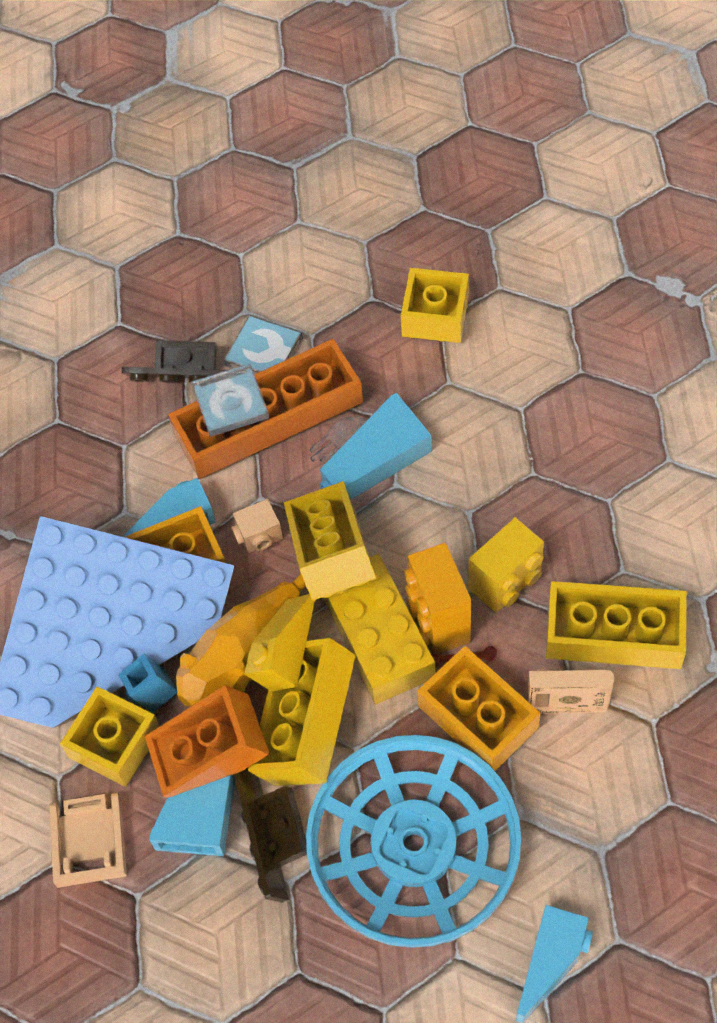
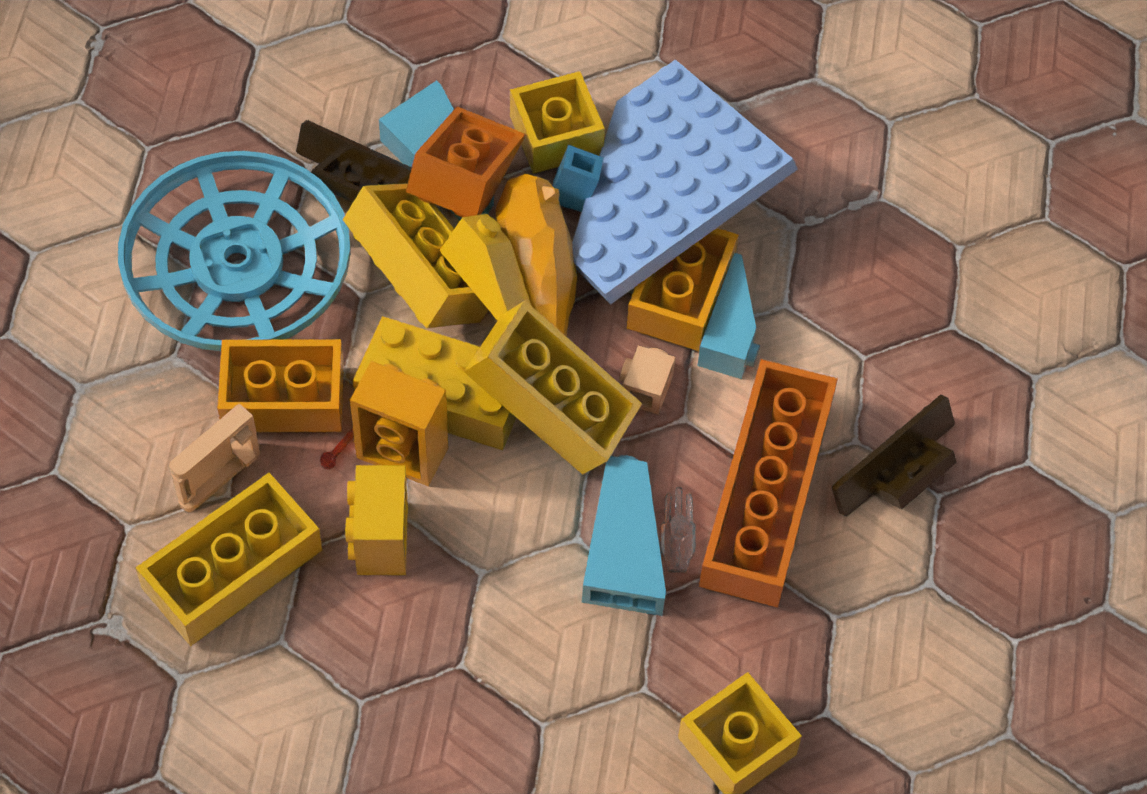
camera: 125 degrees right, 0 degrees up
(87, 835) = (498, 66): light nougat container -> none
(230, 400) = (796, 434): clear tile -> none
(262, 345) = (858, 554): tile -> none
(555, 953) = (45, 272): medium azure slope -> none

